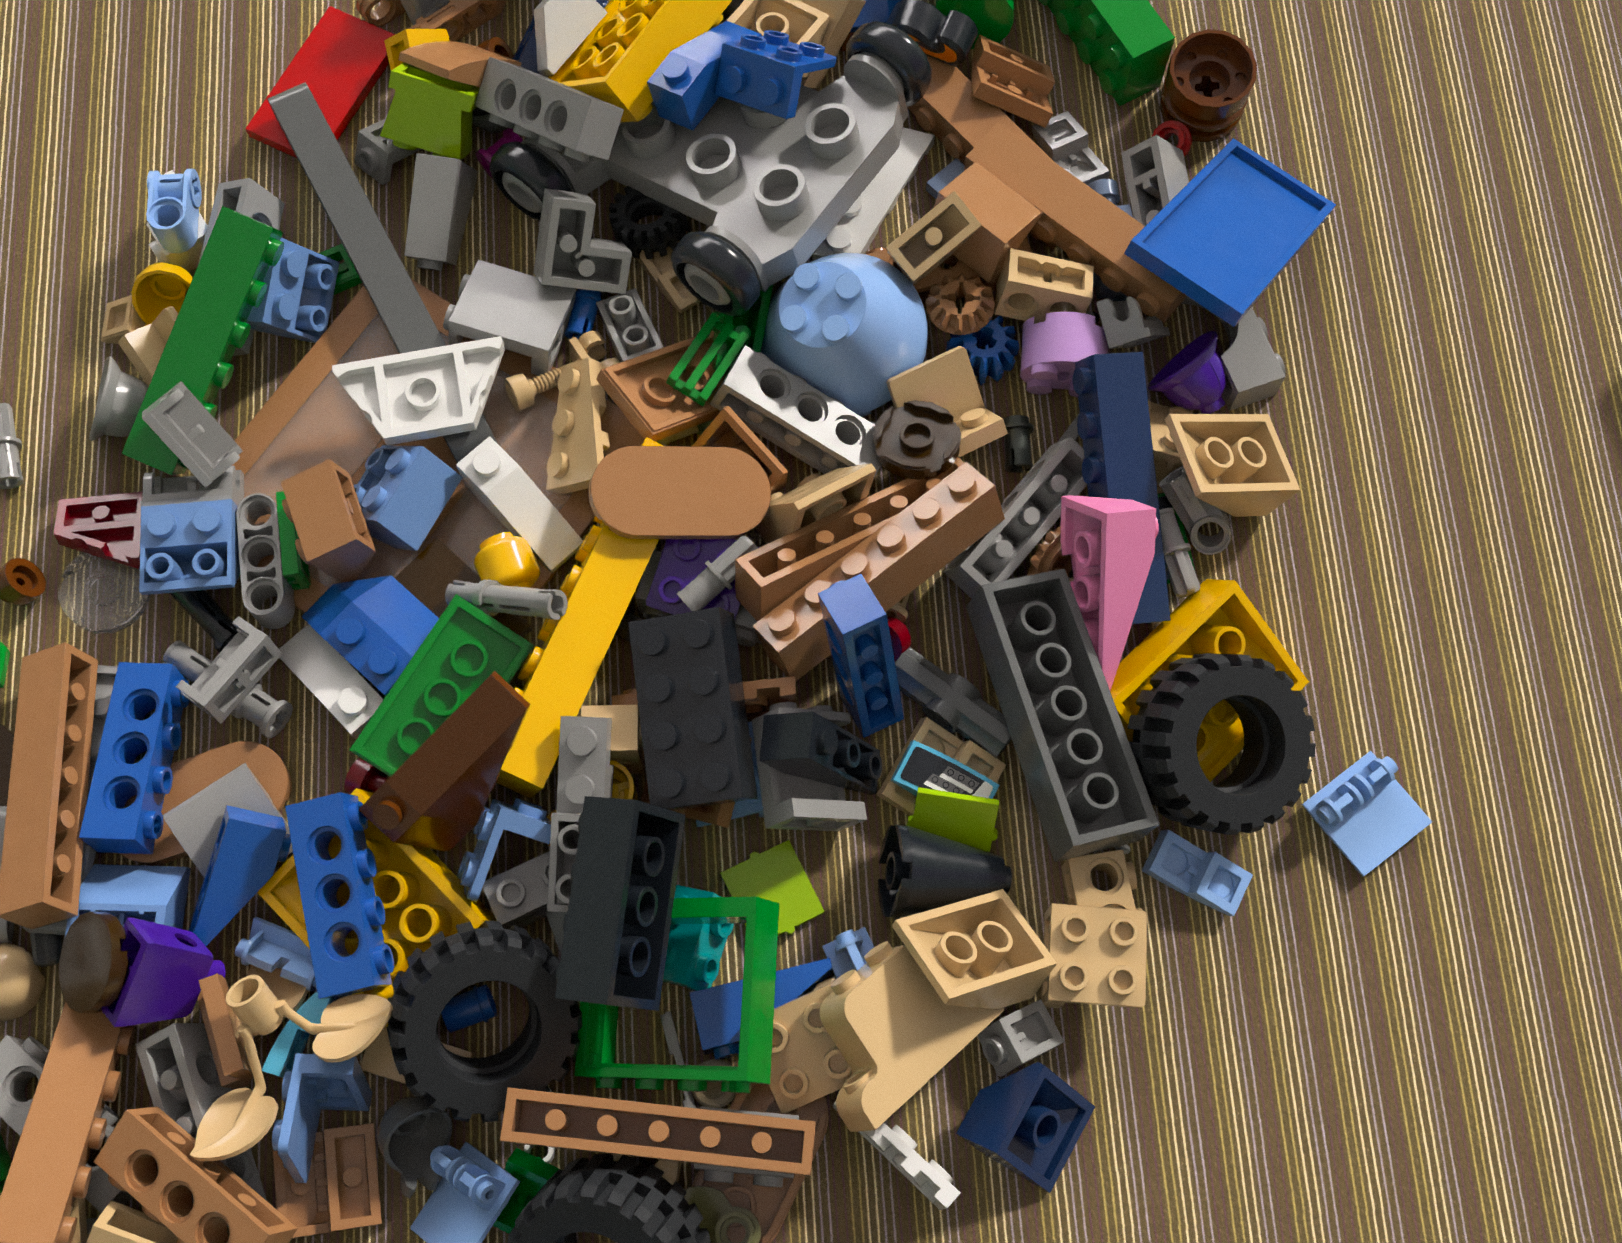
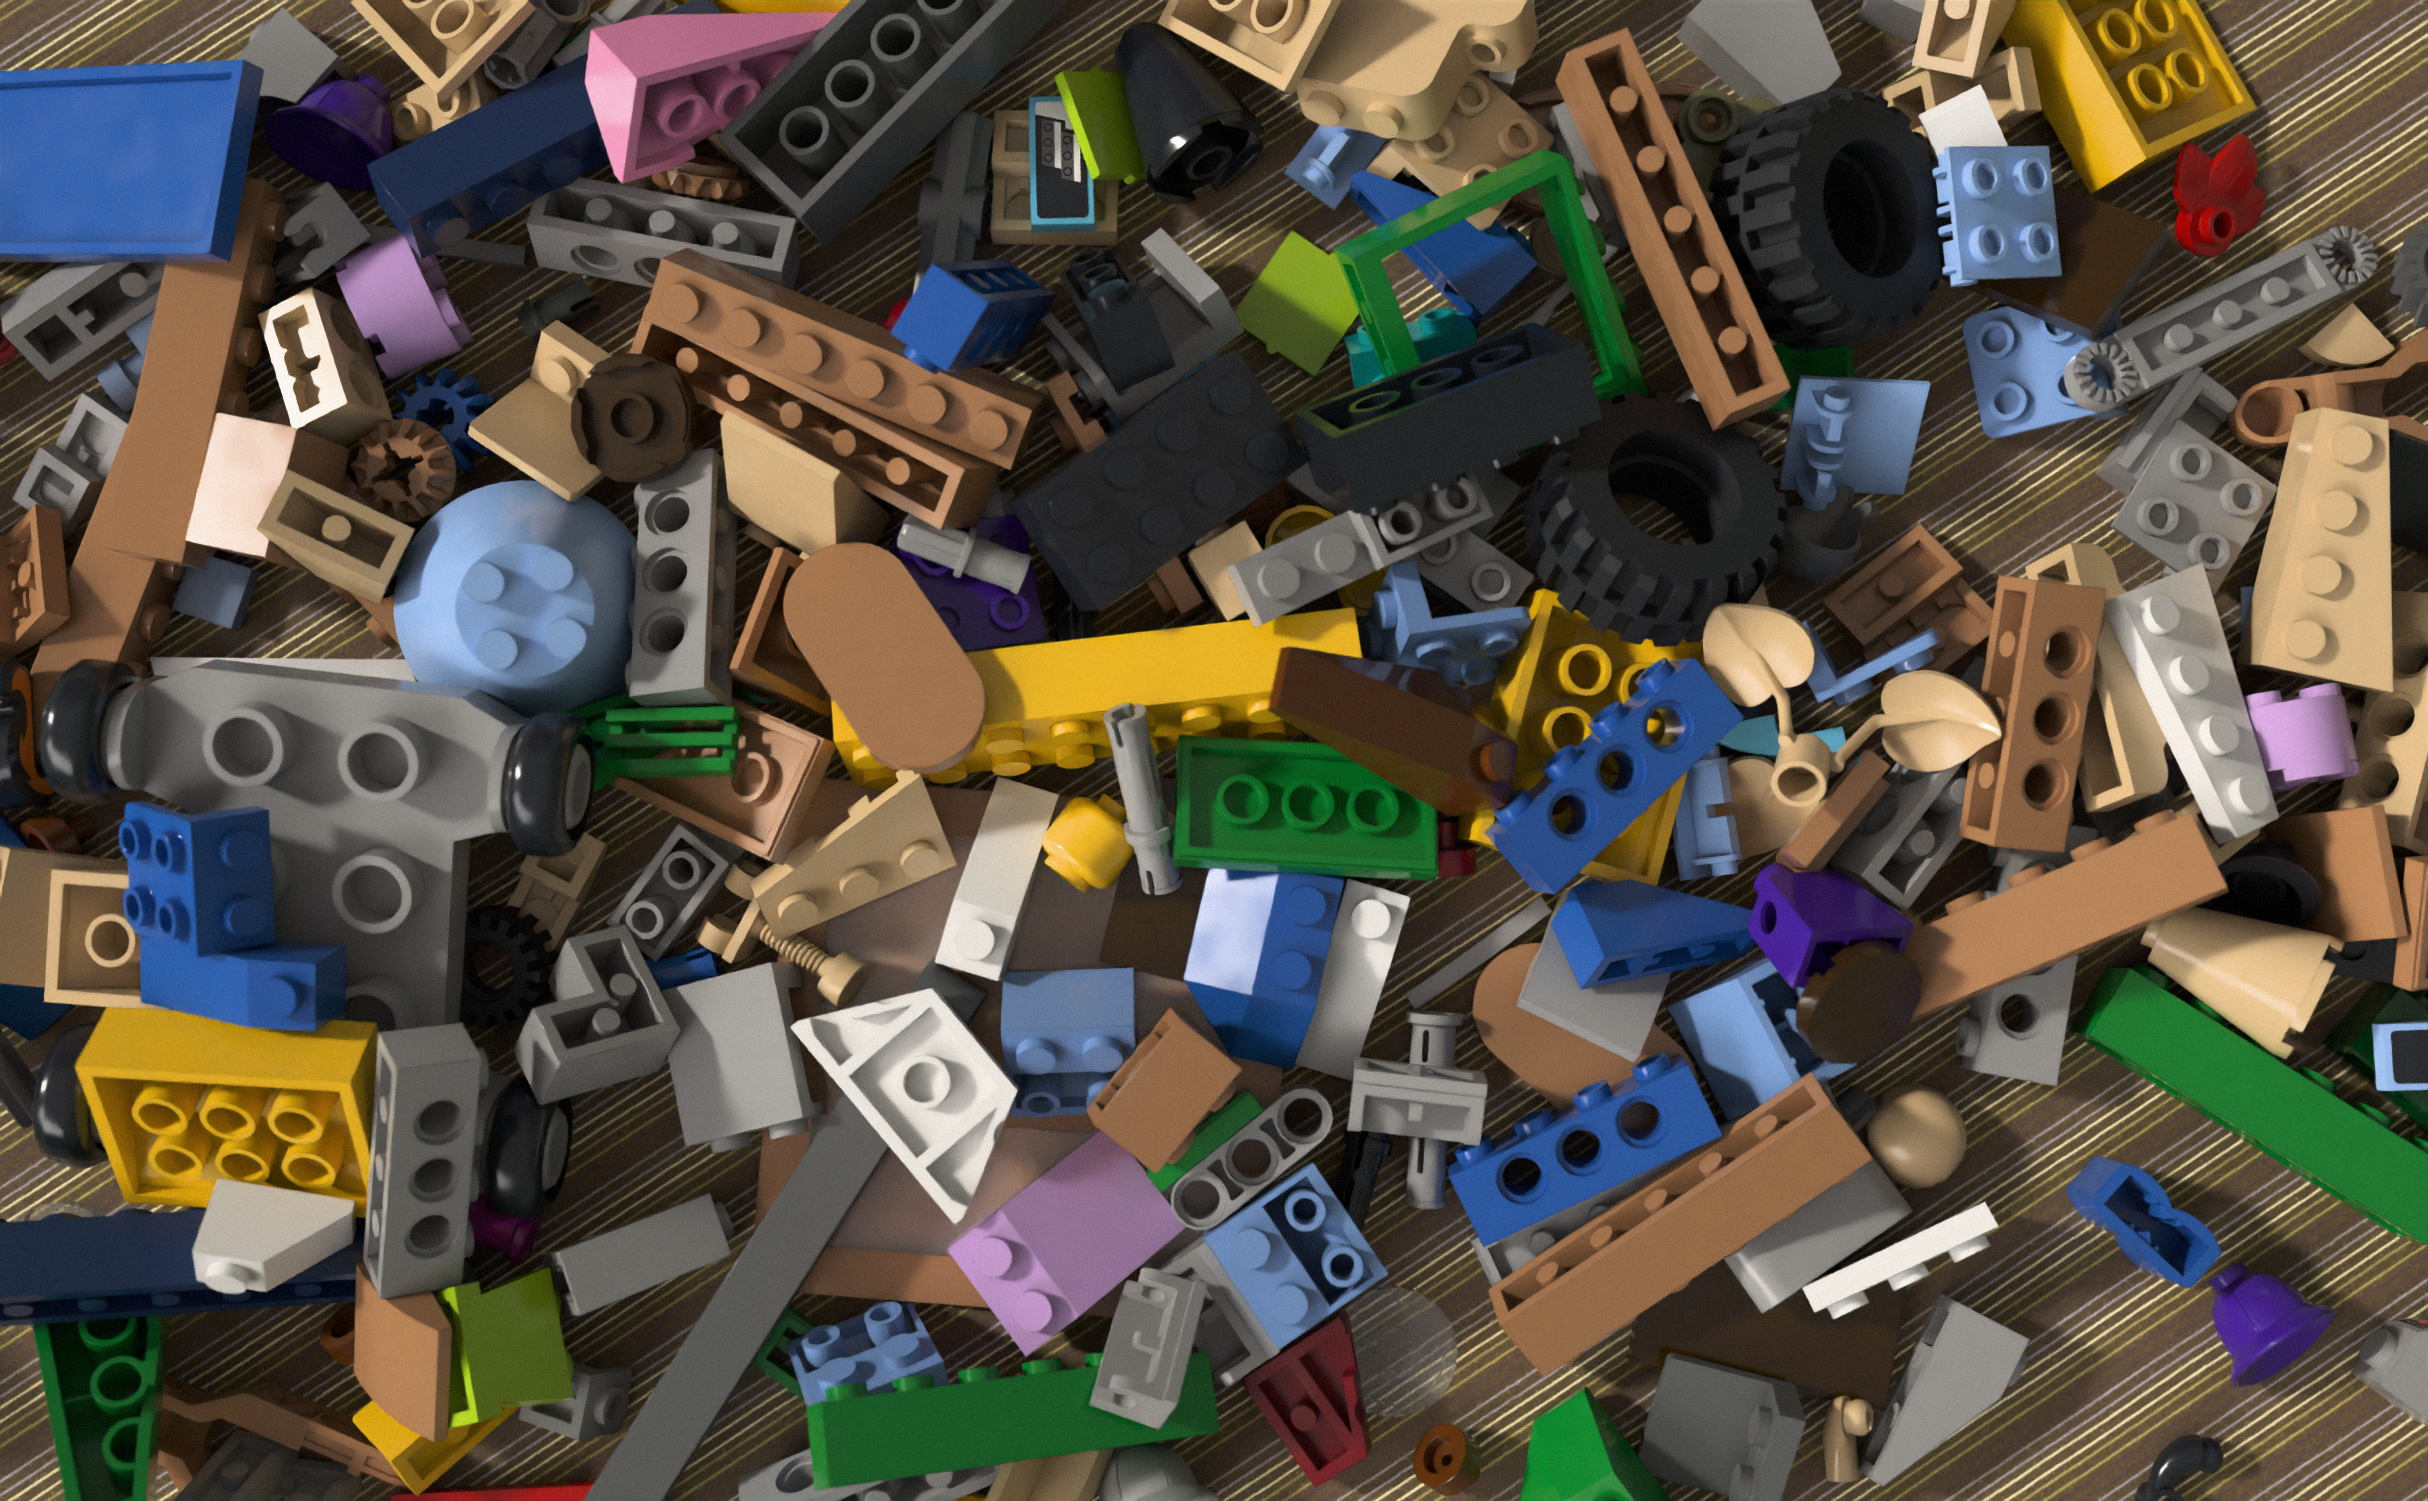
camera: 115 degrees left, 15 degrees up
(286, 421) = (1065, 1240): none -> lavender slope
(298, 749) = (1478, 953): none -> light grey piece

